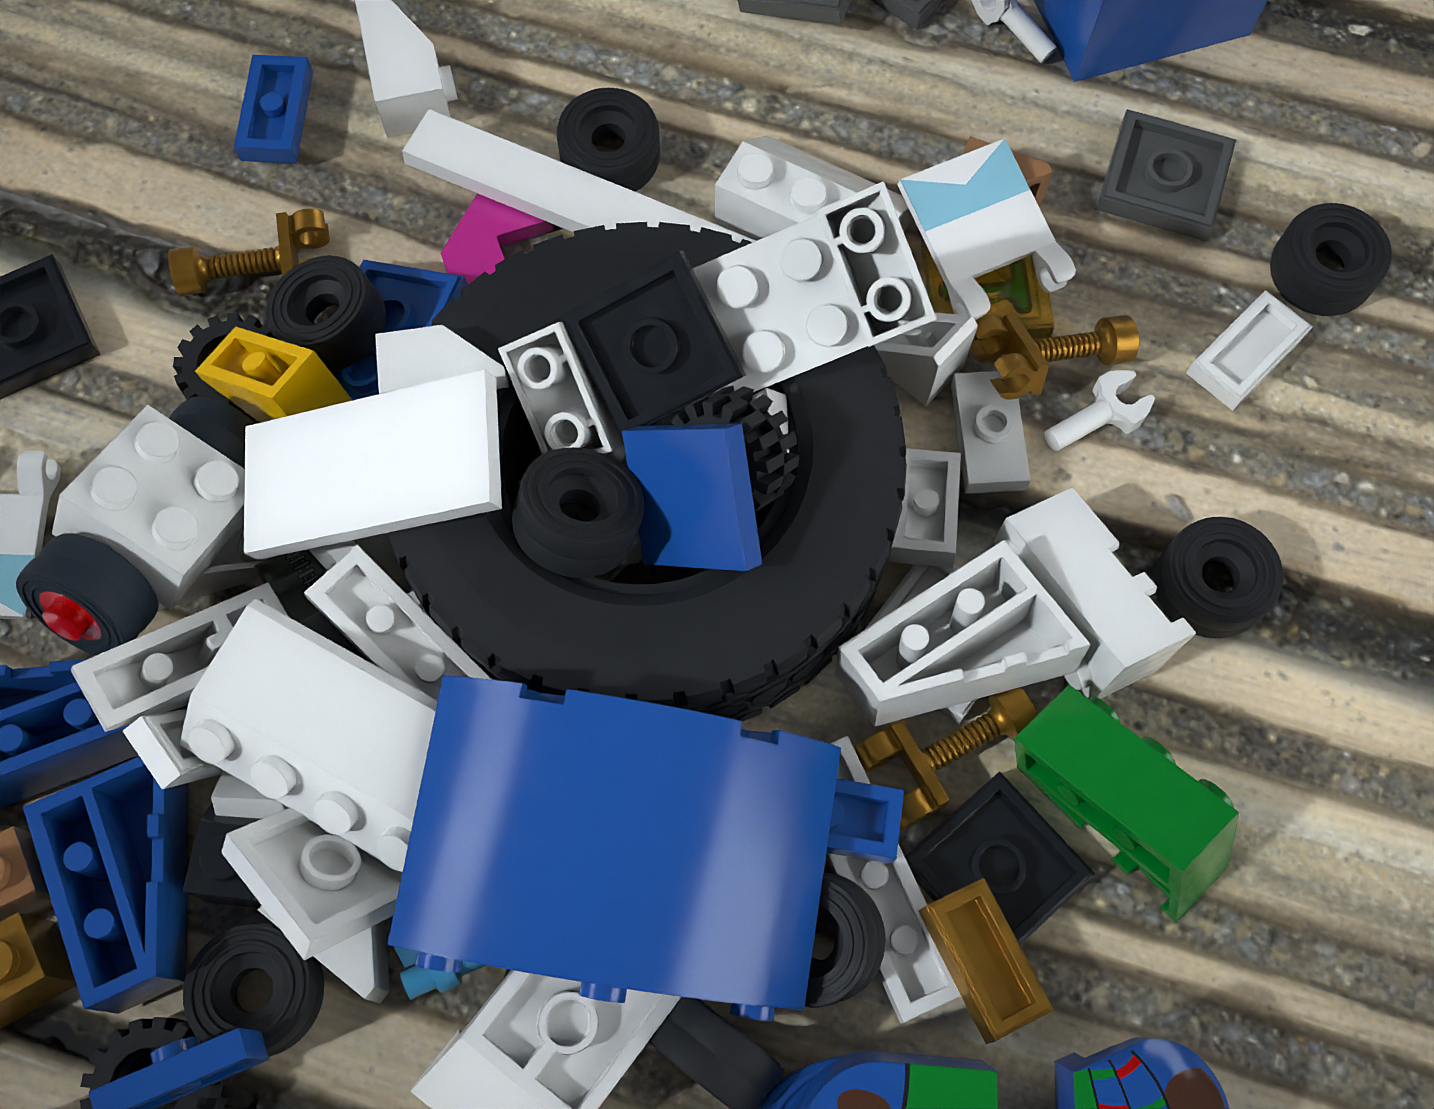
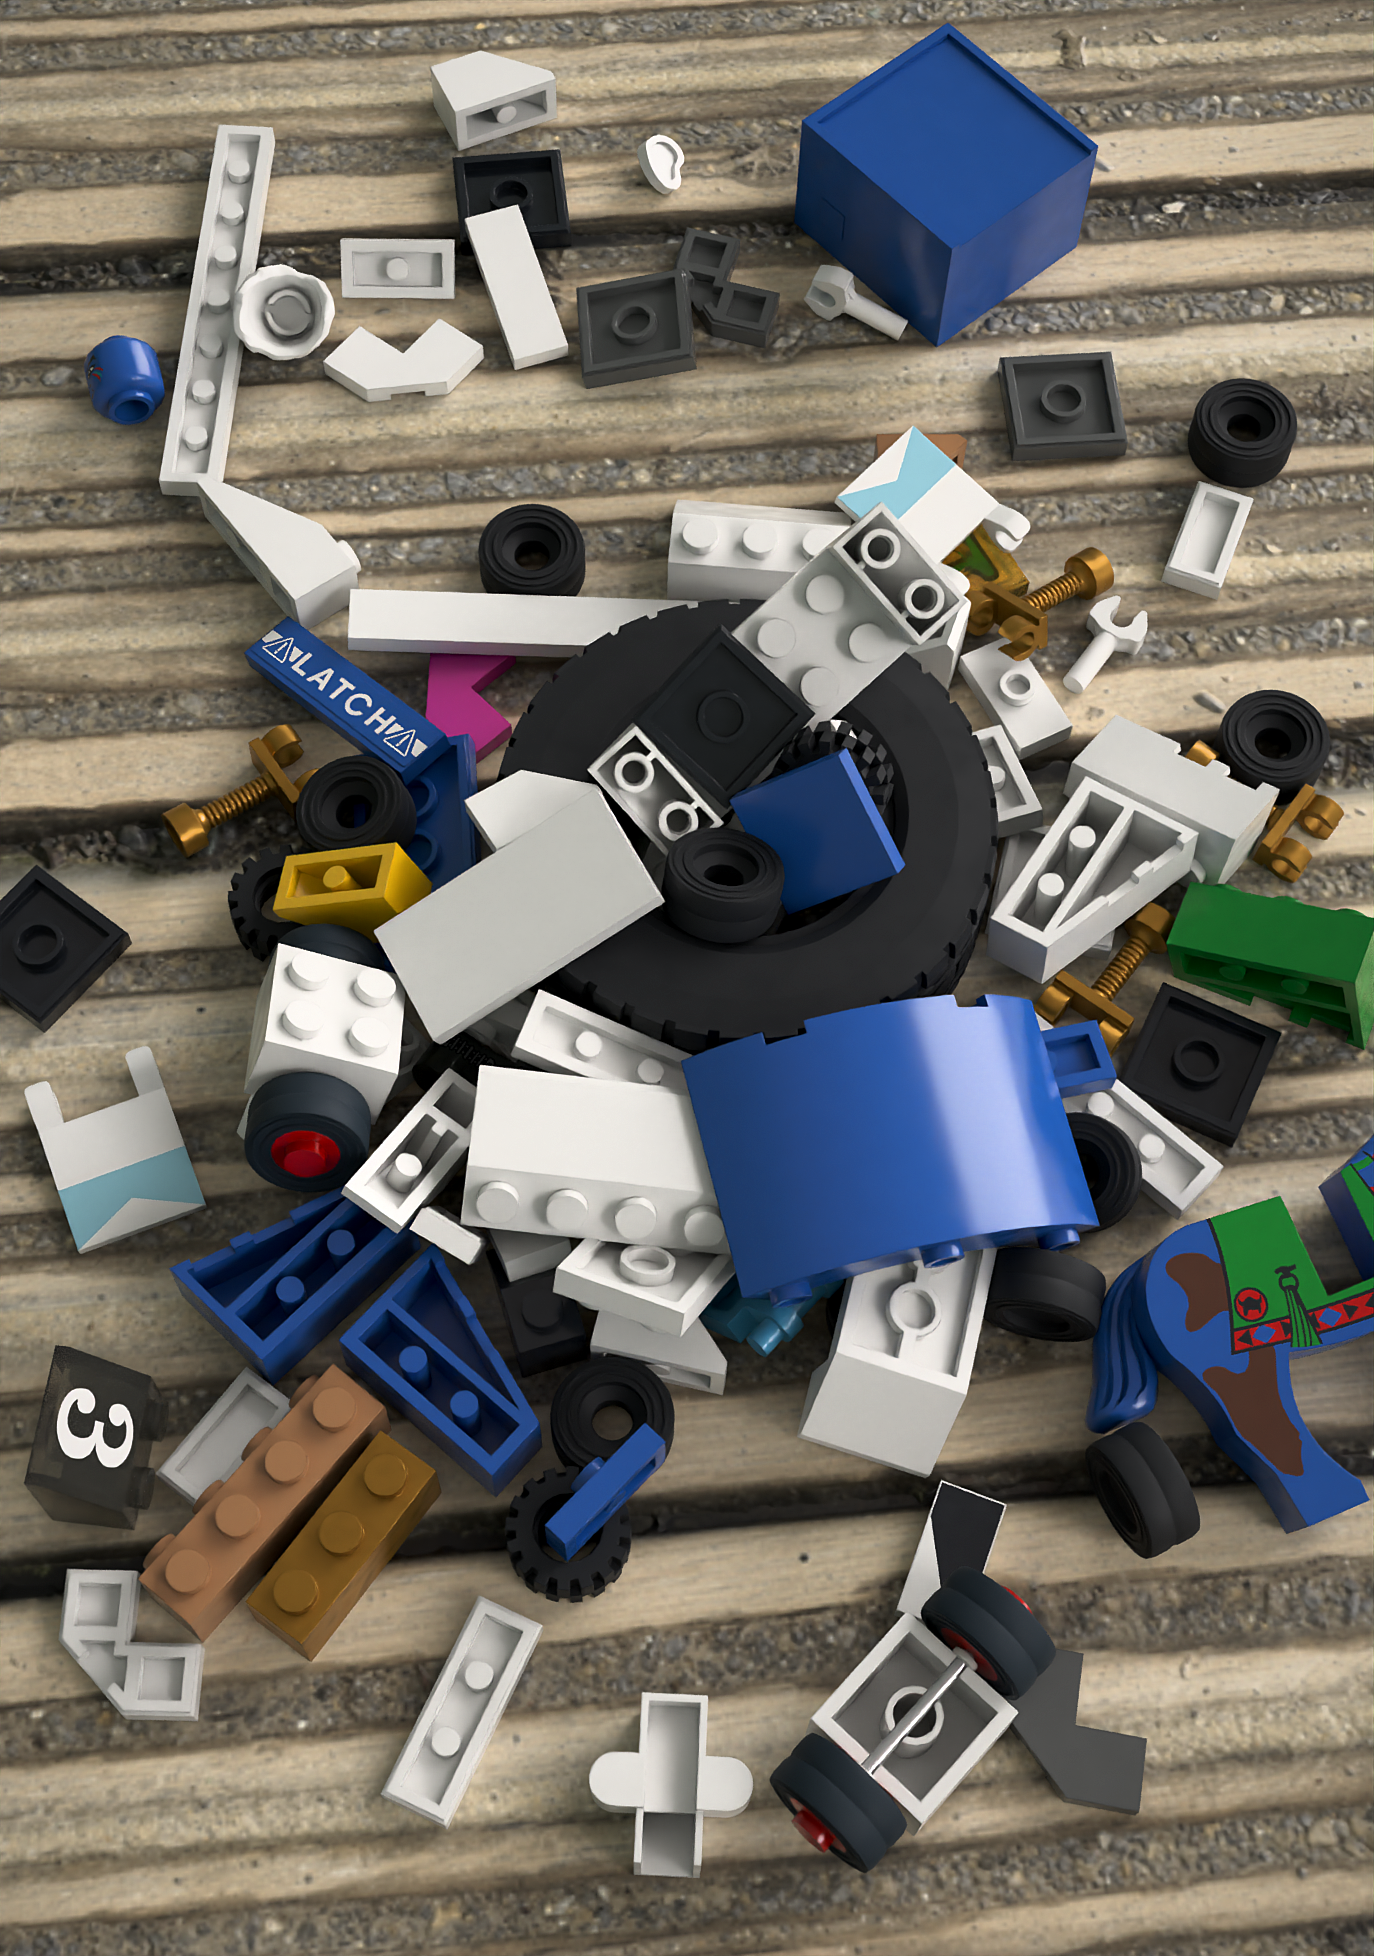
camera: 25 degrees left, 5 degrees down
(273, 109) = (182, 644): blue plate -> none
(380, 210) = (347, 699): none -> blue tile
(985, 961) = (1225, 1133): pearl gold tile -> none
(1232, 659) = (1314, 812): none -> pearl gold bar

